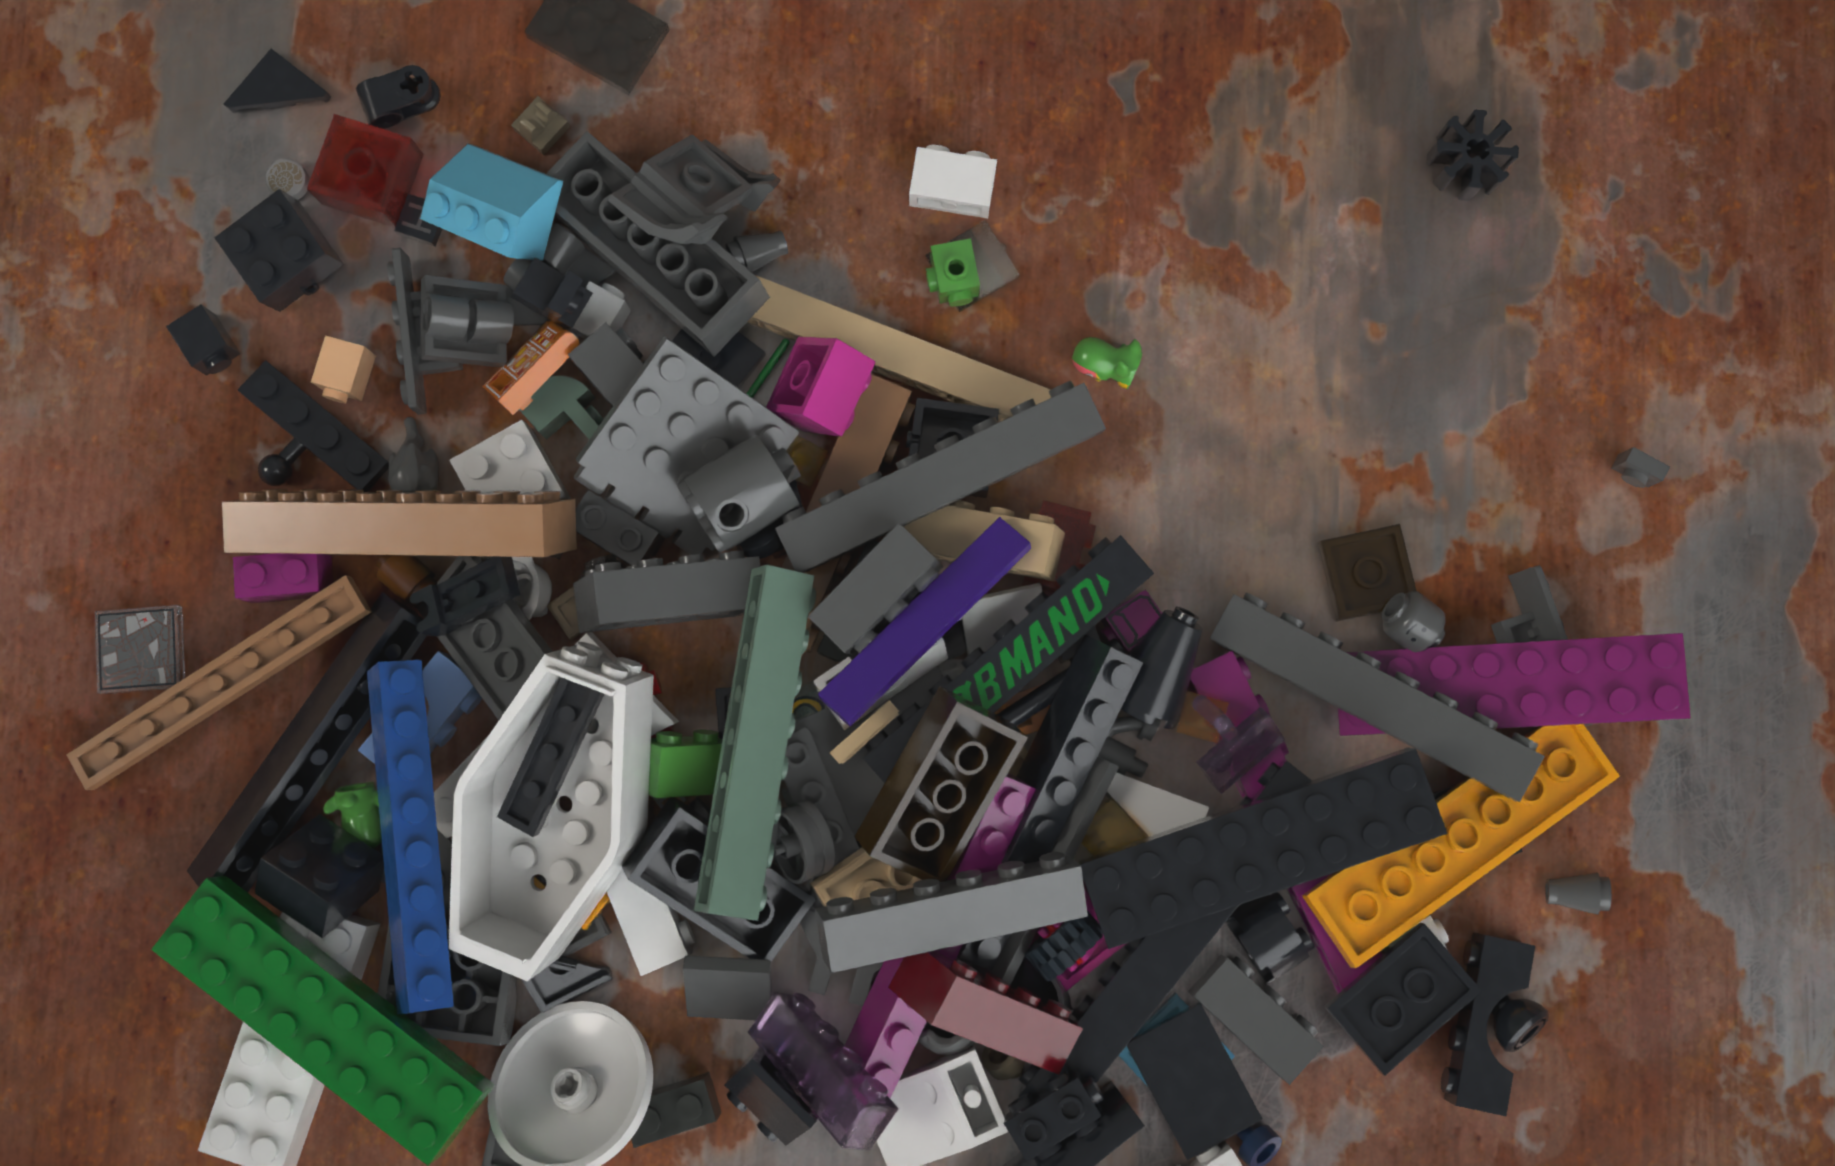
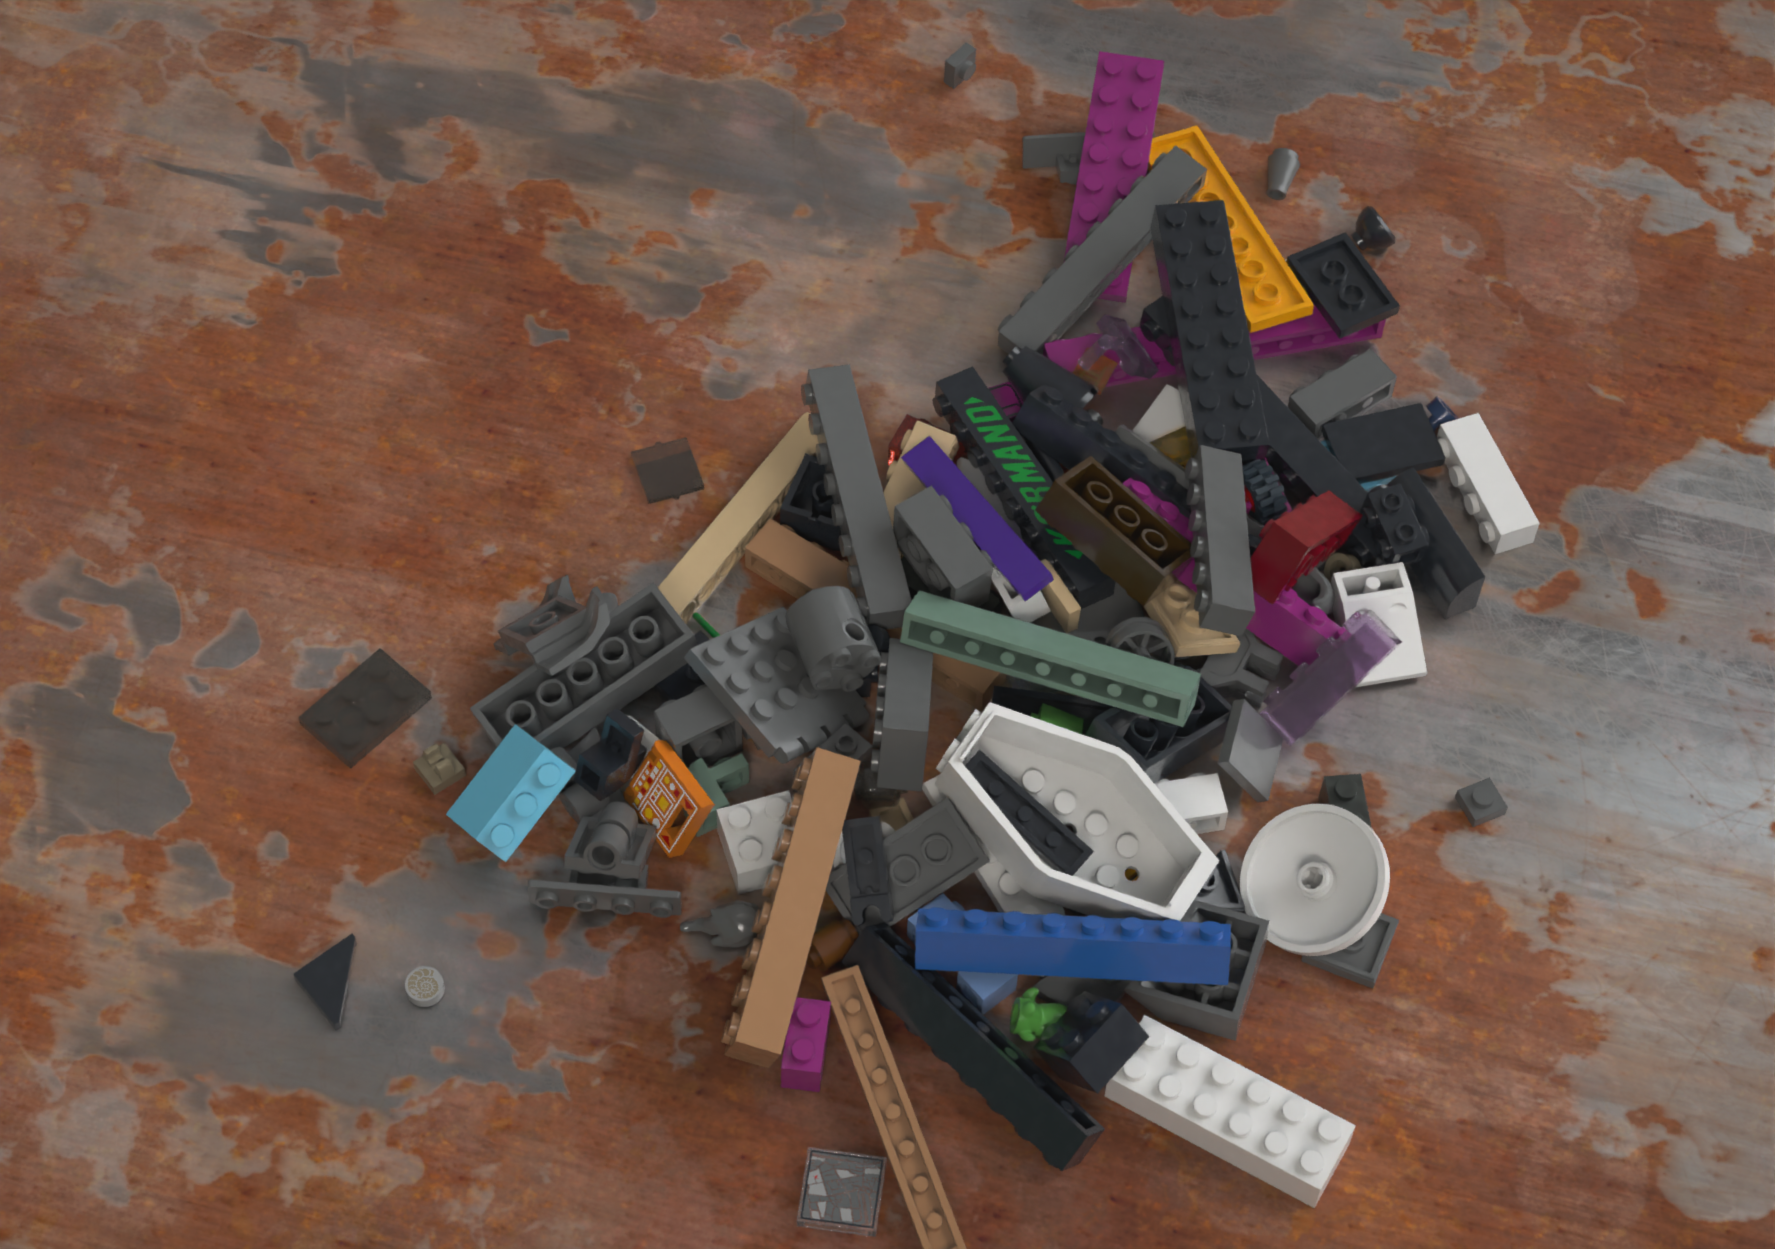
camera: 80 degrees left, 25 degrees down
(203, 340) = (562, 1077): black brick -> none
(279, 251) = (496, 992): black brick -> none
(312, 430) = (672, 1005): black plate -> none
(323, 1018) = (1218, 1041): green brick -> none
(343, 370) = (623, 963): light nougat brick -> none
(365, 170) = (444, 904): clear red brick -> none
(395, 98) = (376, 874): black piece -> none
(412, 226) = (498, 880): black tile -> none
(770, 1098) = (1347, 724): black slope -> none
(821, 385) = (747, 577): dark pink brick -> none
(952, 181) = (592, 462): white brick -> none
(953, 272) = (674, 473): bright green brick -> none
(1103, 361) = (781, 385): bright green animal -> none
(1269, 936) = (1282, 369): black cylinder -> none
(1366, 570) = (999, 255): dark brown tile -> none
(1413, 621) = (1047, 226): dark grey head -> none
(1459, 141) = (680, 114): black gear -> none
(1474, 1073) = (1404, 264): black arch -> none

